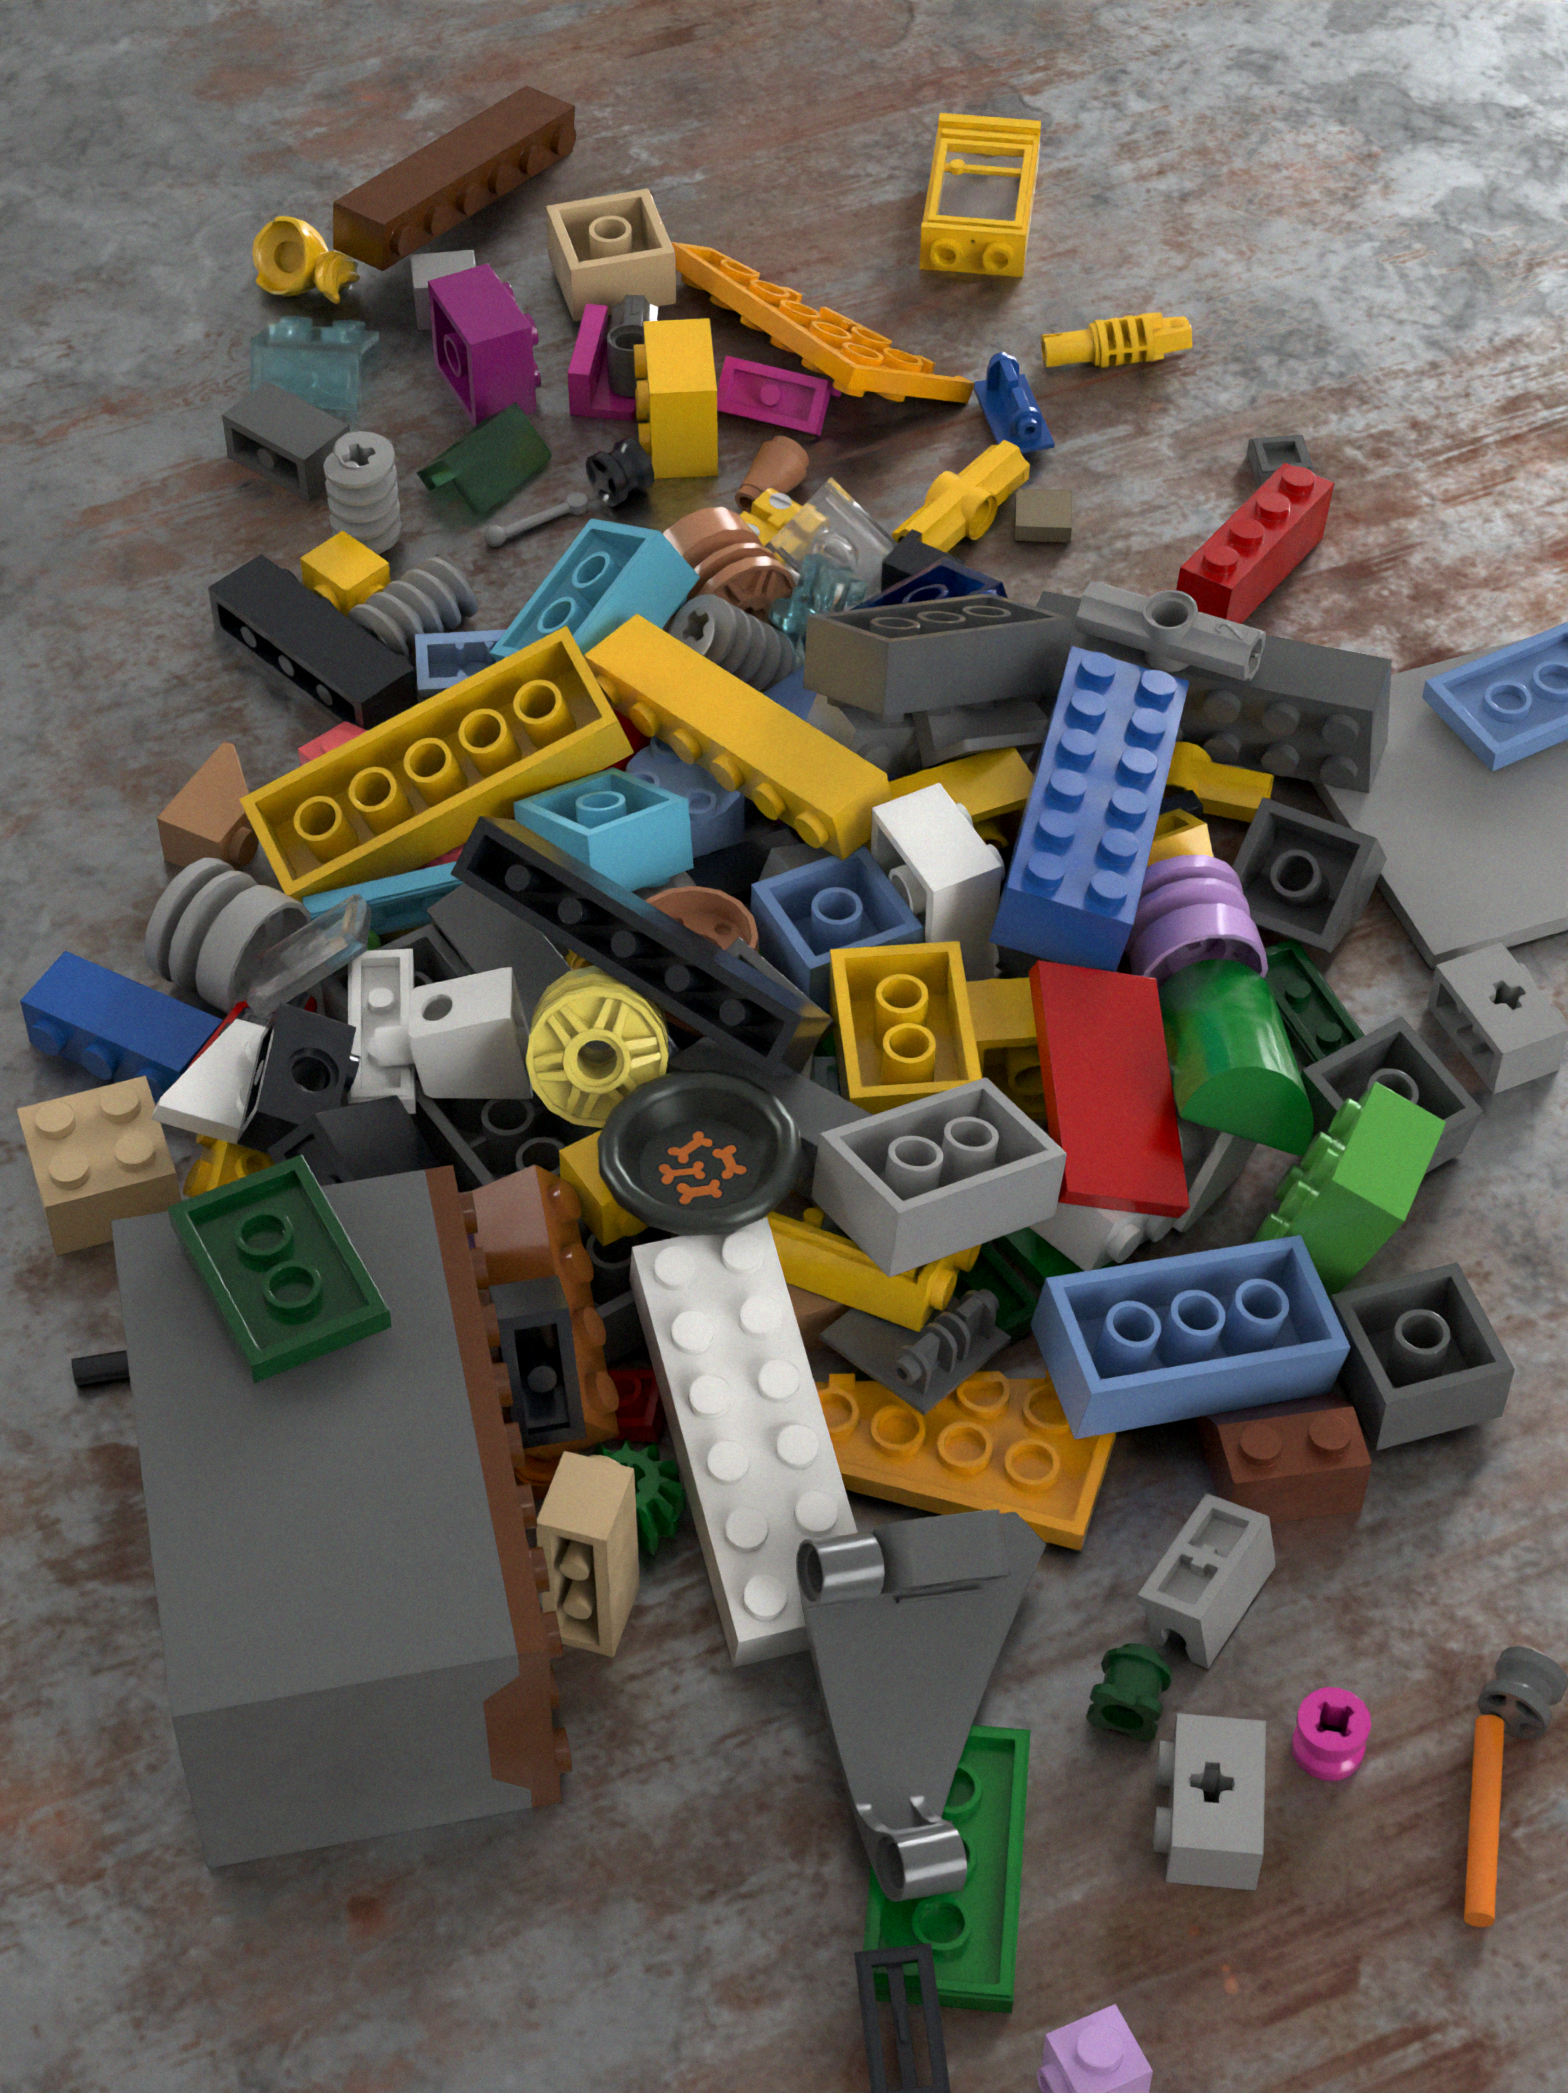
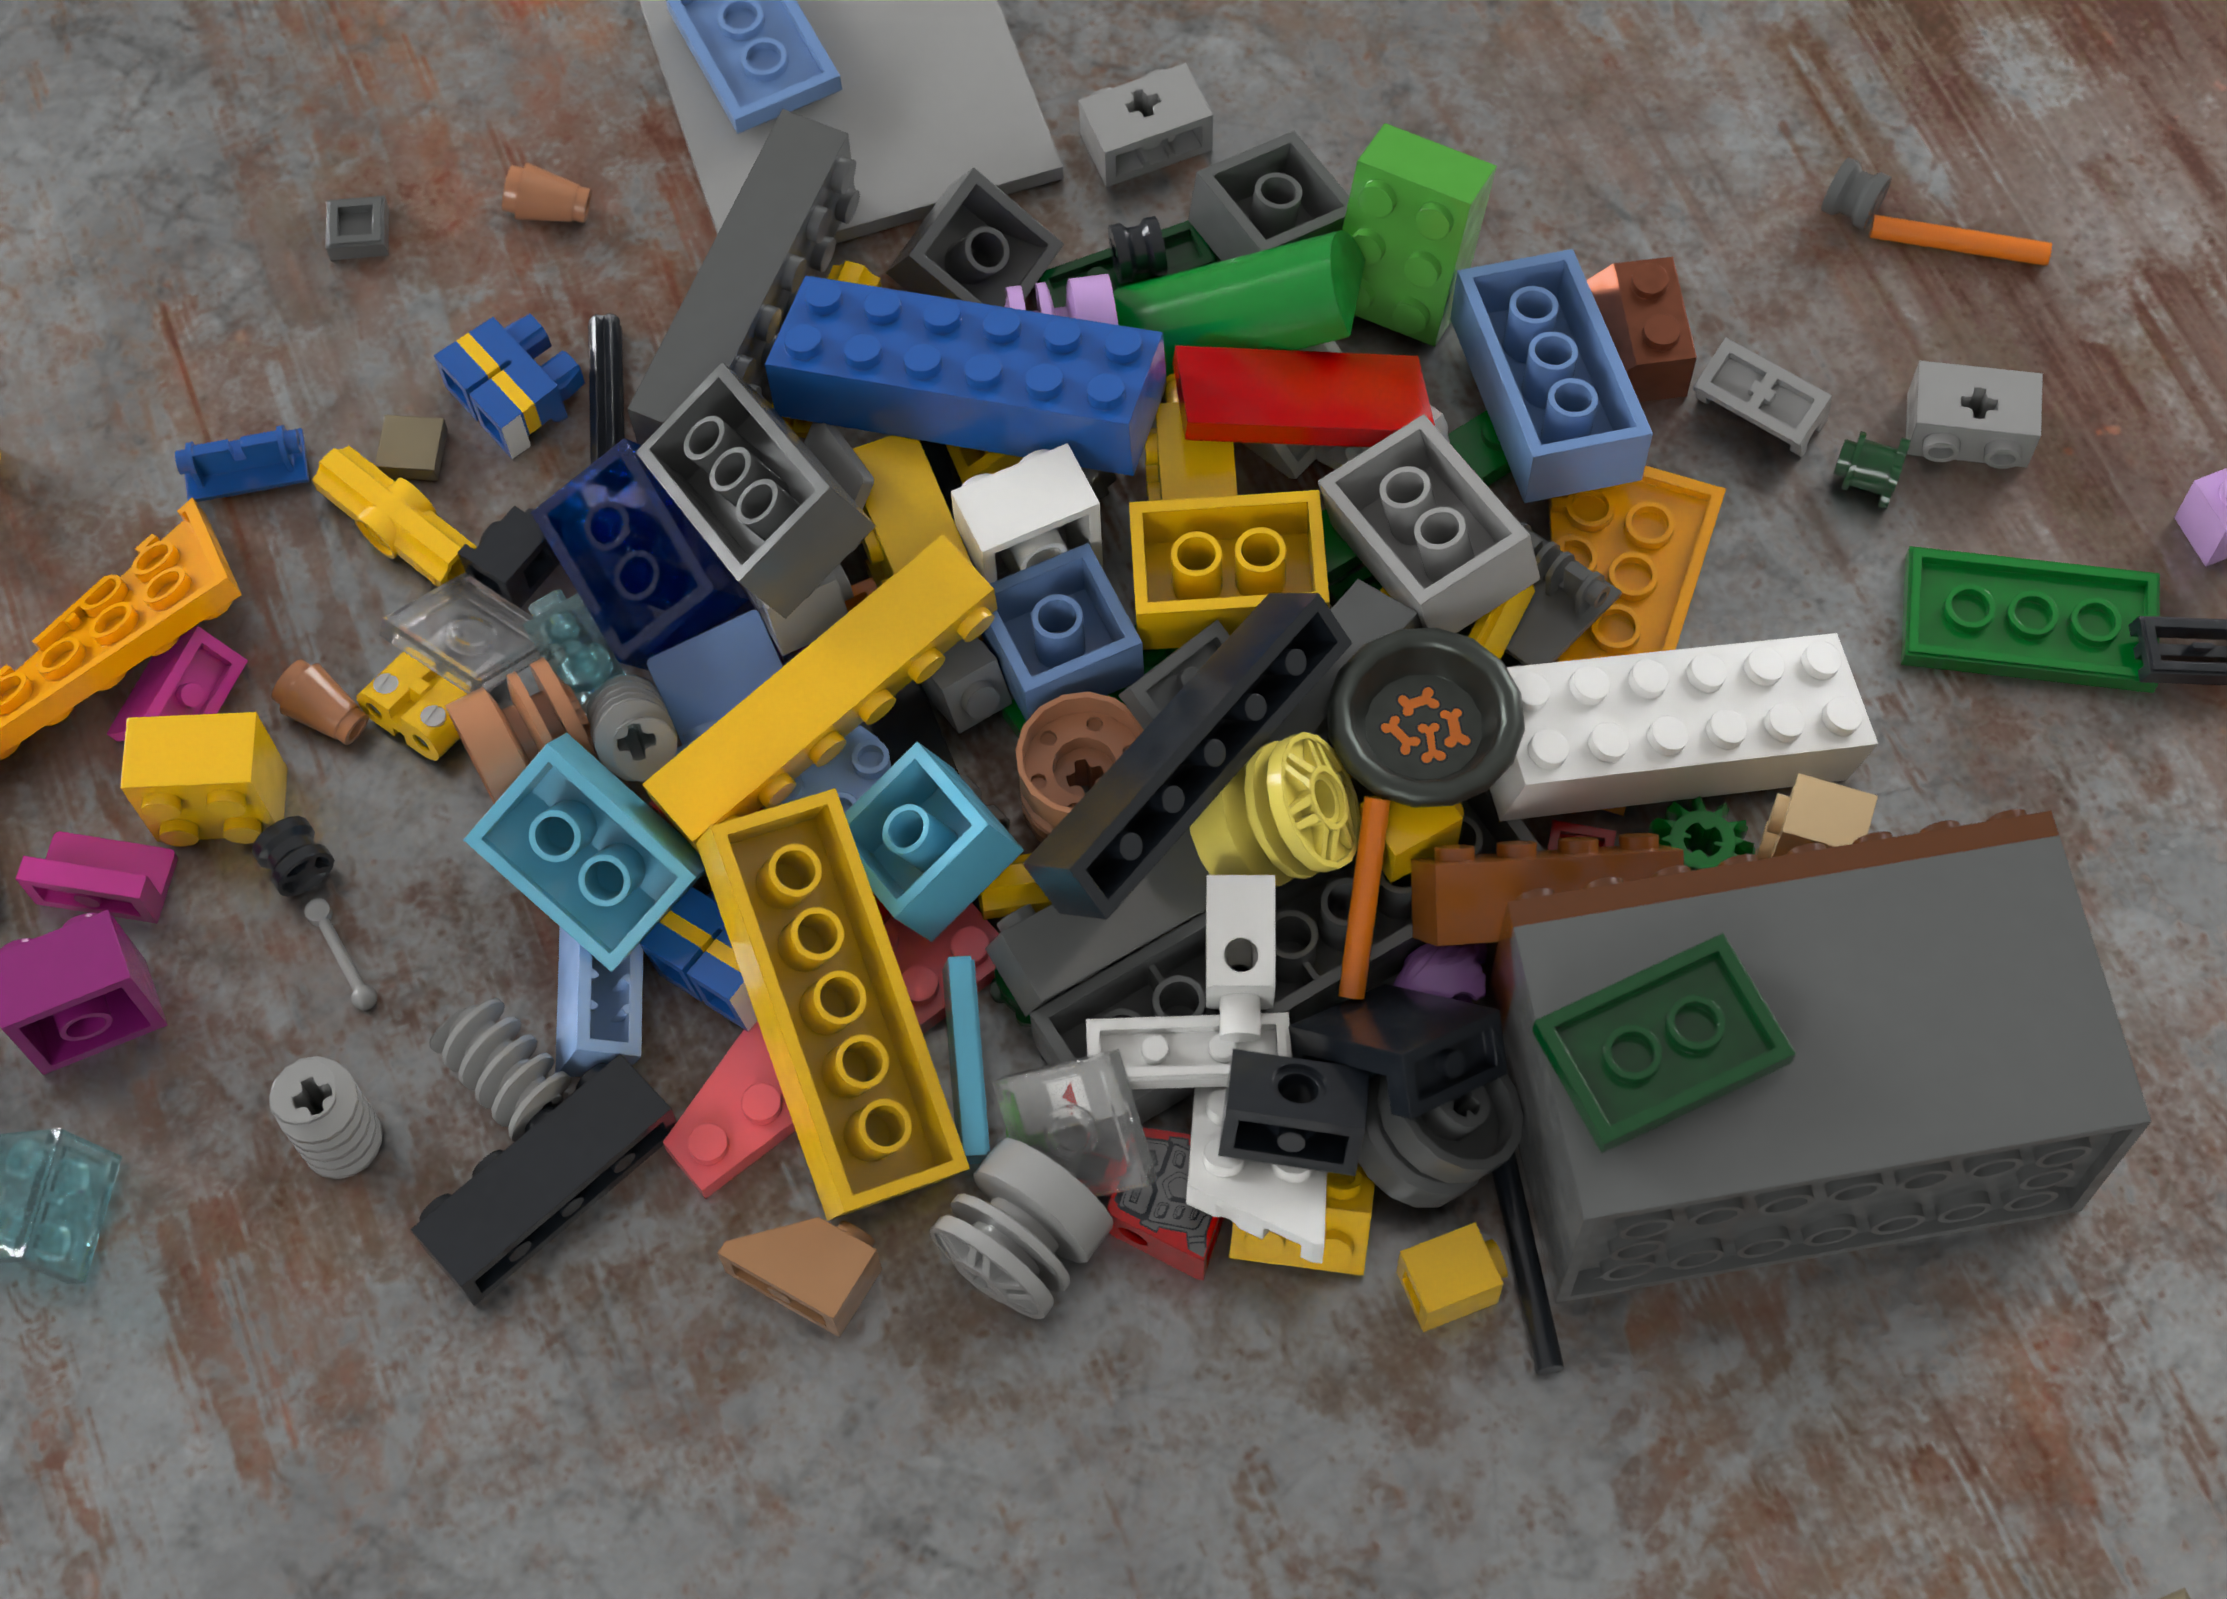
camera: 85 degrees left, 15 degrees up
(98, 1161) = (1308, 1351): tan brick -> none
(114, 1024) = (1120, 1346): blue brick -> none
(282, 439) = (181, 1223): dark grey brick -> none
(344, 572) = (441, 1143): yellow brick -> none
(489, 459) = (236, 1005): clear green panel -> none
(522, 1139) = (1364, 897): none -> orange bar
(539, 1360) = (1640, 849): black slope -> none
(625, 332) = (82, 834): dark grey piece -> none
(901, 1659) = (1902, 632): dark grey panel -> none
(1113, 548) = (503, 385): none -> blue hips
(1118, 341) = (149, 354): yellow hinge -> none
(1170, 631) = (719, 312): light grey piece -> none
(1258, 544) = (528, 248): red brick -> none
(1319, 999) = (1137, 250): none -> black wheel
(1325, 1752) = (1900, 346): dark pink wheel -> none
(1329, 571) = (544, 196): none -> nougat cone
(1421, 1356) = (1546, 206): dark grey brick -> none

